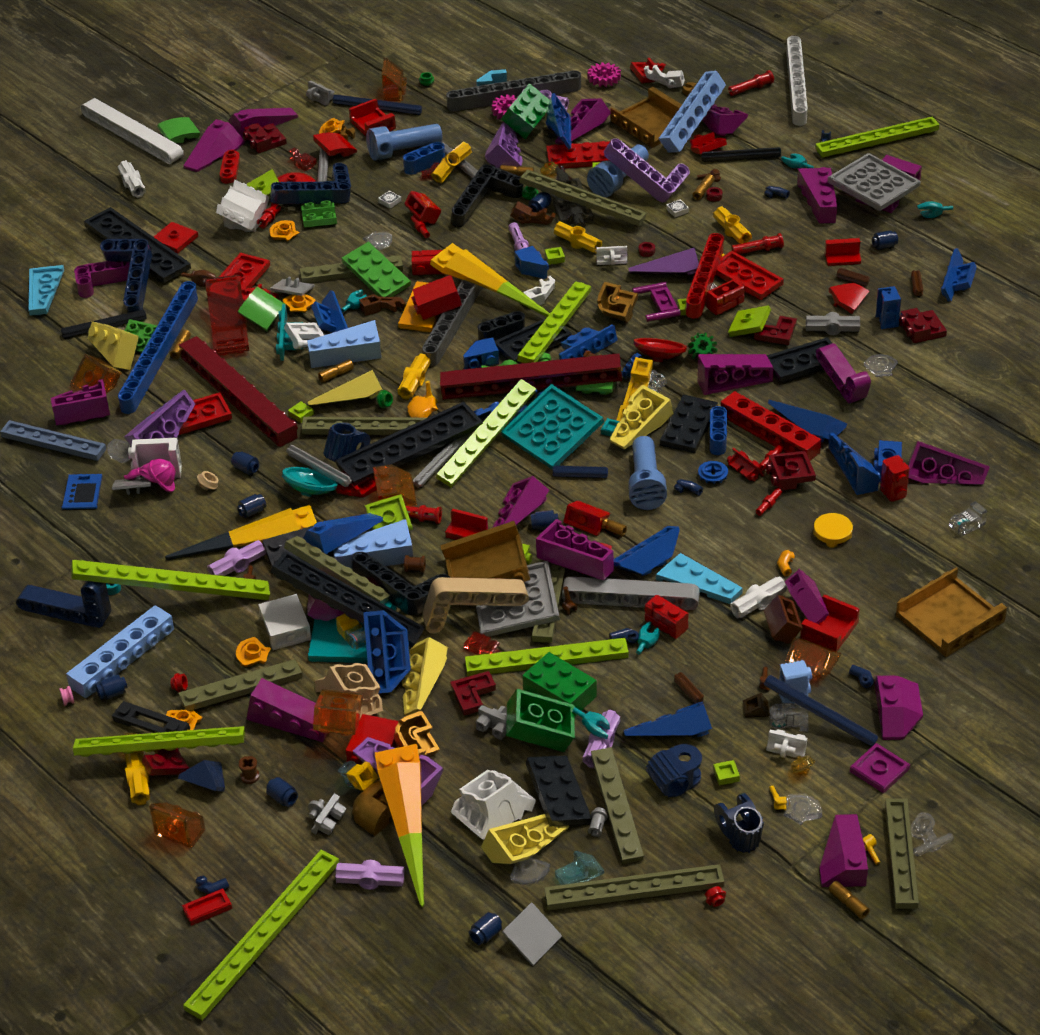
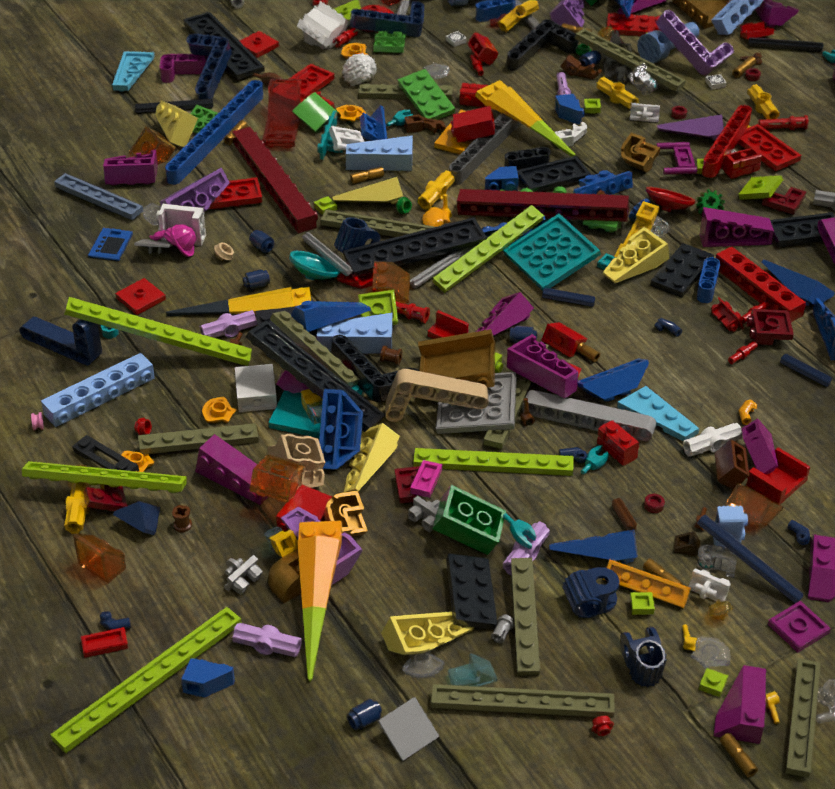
camera: 10 degrees right, 0 degrees up
(111, 687) = (79, 420): dark blue brick -> none
(132, 543) = (140, 296): none -> red plate
(281, 792) = (206, 545): dark blue brick -> none
(292, 287) = (349, 99): light grey piece -> none
(295, 251) = (359, 69): none -> white hair
(321, 922) = (206, 678): none -> blue slope
(479, 643) = (433, 438): clear red plate -> none
(486, 686) = (426, 478): none -> dark pink plate
(491, 802) = (403, 590): white slope -> none
(554, 323) = (576, 162): lime plate -> none
(560, 681) = (500, 487): green brick -> none
(602, 219) = (643, 80): none -> clear leg
(647, 484) = (628, 317): medium blue piece -> none
(715, 671) = (654, 503): none -> dark red tile
(719, 468) = (702, 316): blue gear -> none
(726, 751) = (645, 582): none -> light orange tile
(738, 741) = (655, 569): none -> pearl gold piece
(770, 190) = (812, 79): dark blue arm -> none
(810, 836) = (713, 682): none -> lime plate
(828, 507) = (806, 370): none -> dark blue axle
(833, 529) = (800, 387): yellow tile -> none

